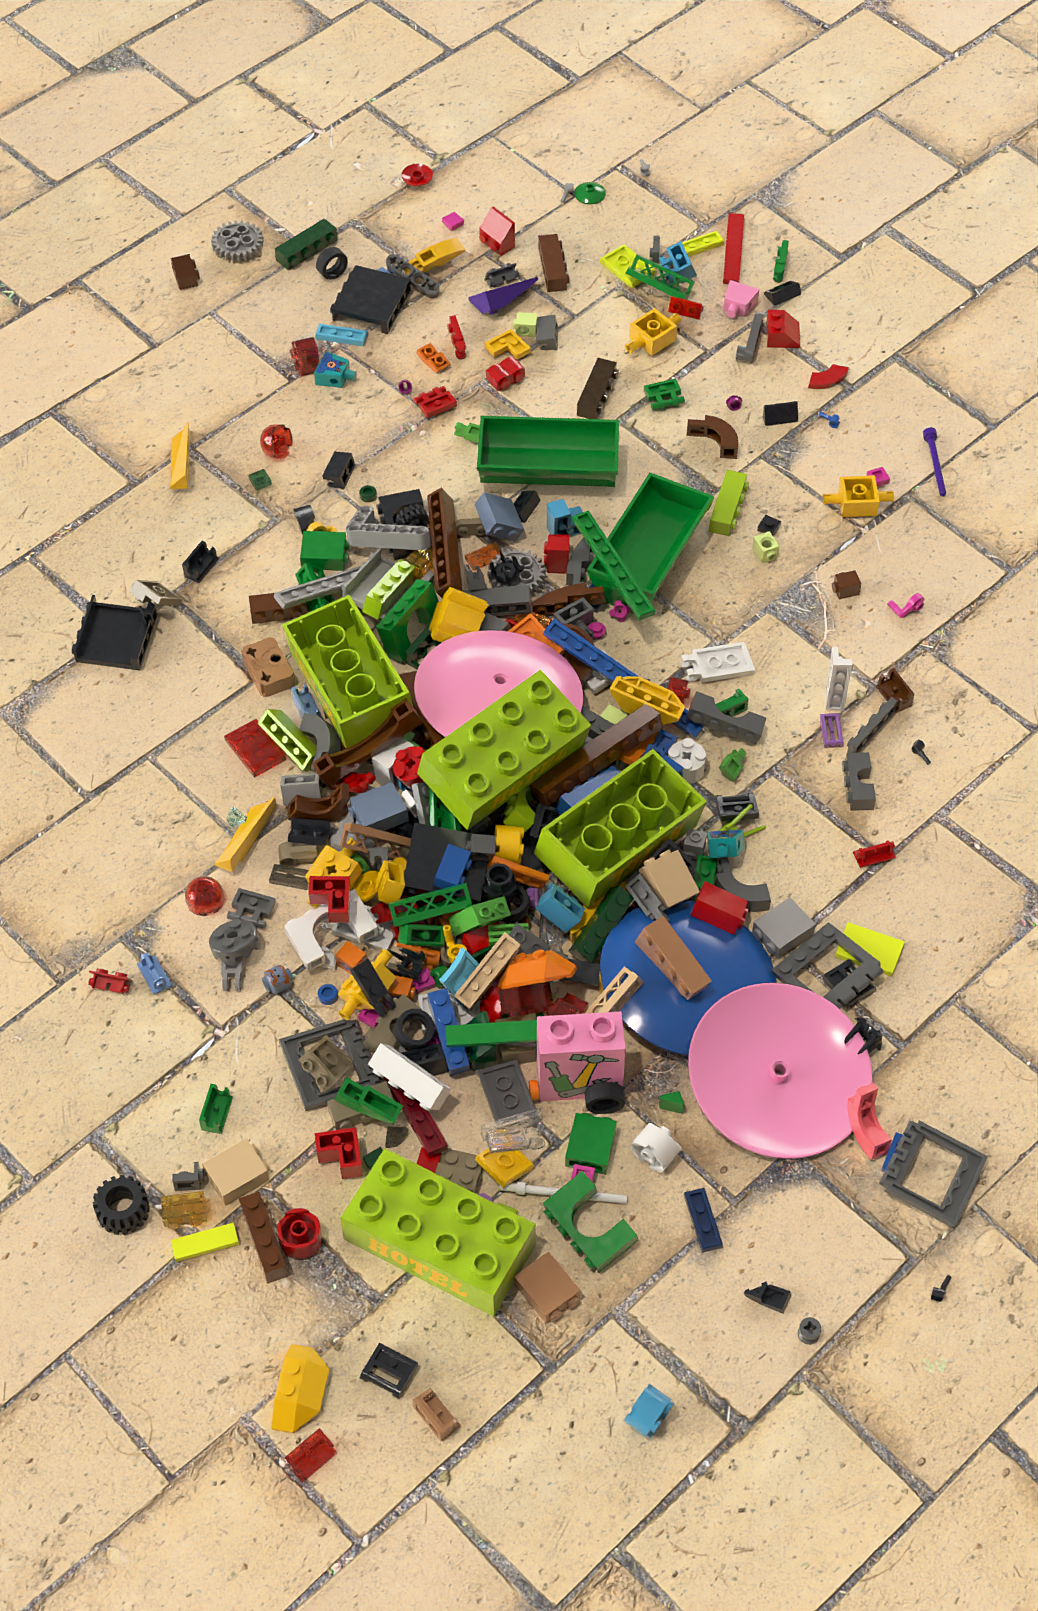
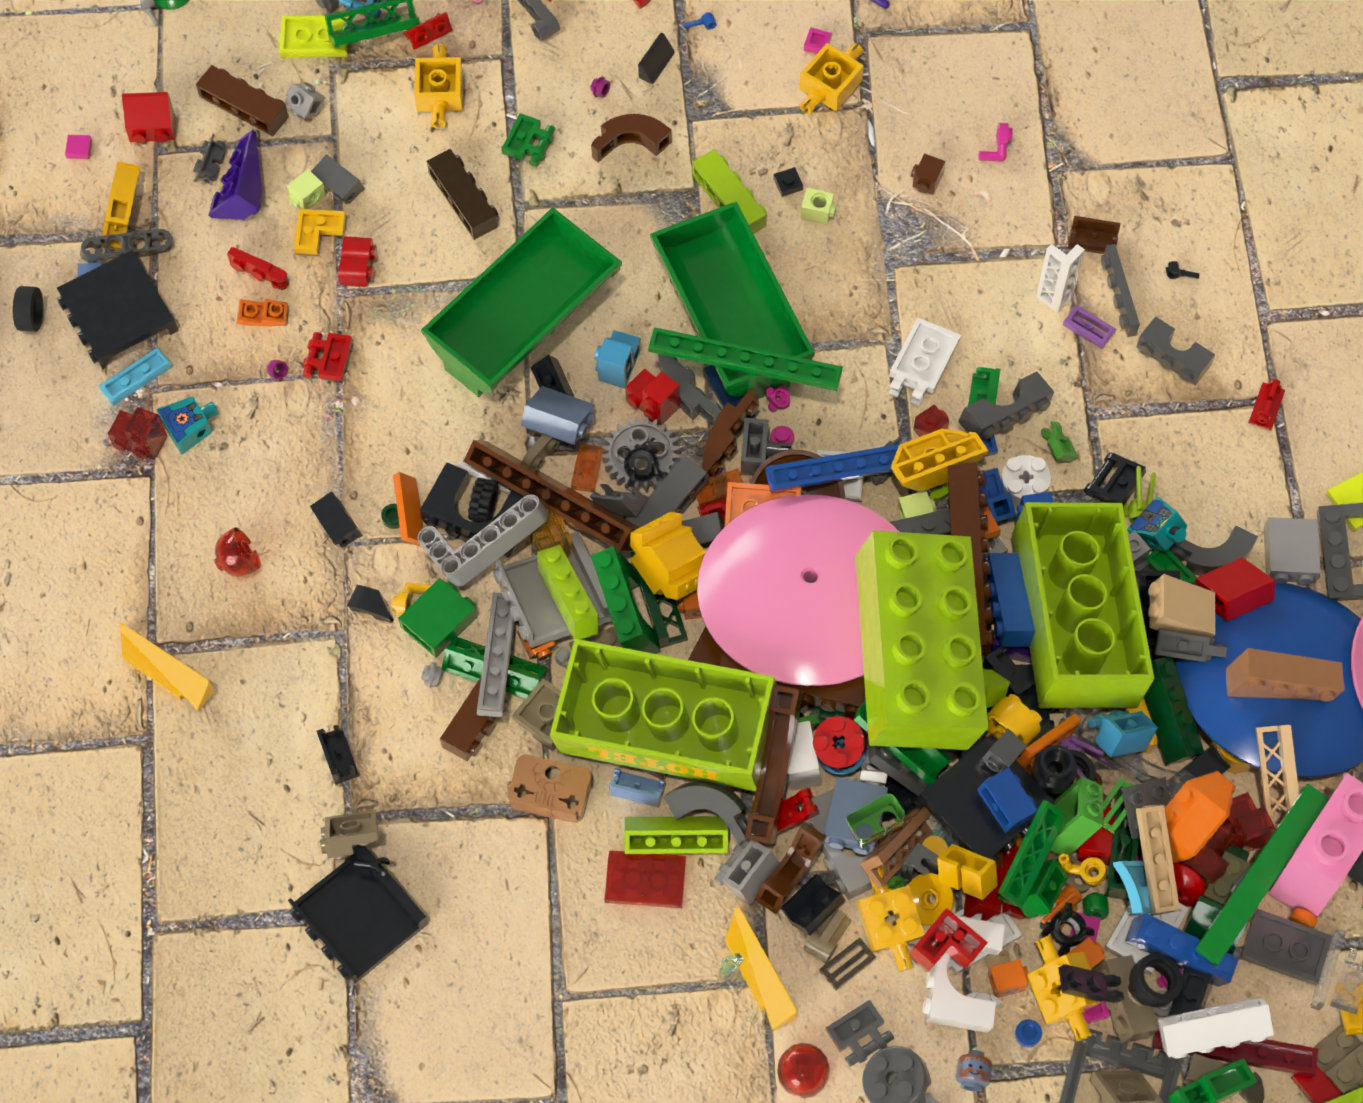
camera: 50 degrees left, 10 degrees up
(260, 479) = (273, 609): clear green plate -> none
(286, 570) = (431, 674): none -> light grey plate
(376, 804) = (861, 816): none -> bright green piece
(385, 486) = (408, 507): none -> orange tile
(470, 432) = (407, 352): bright green plate -> none
(580, 285) = (304, 100): none -> light grey brick

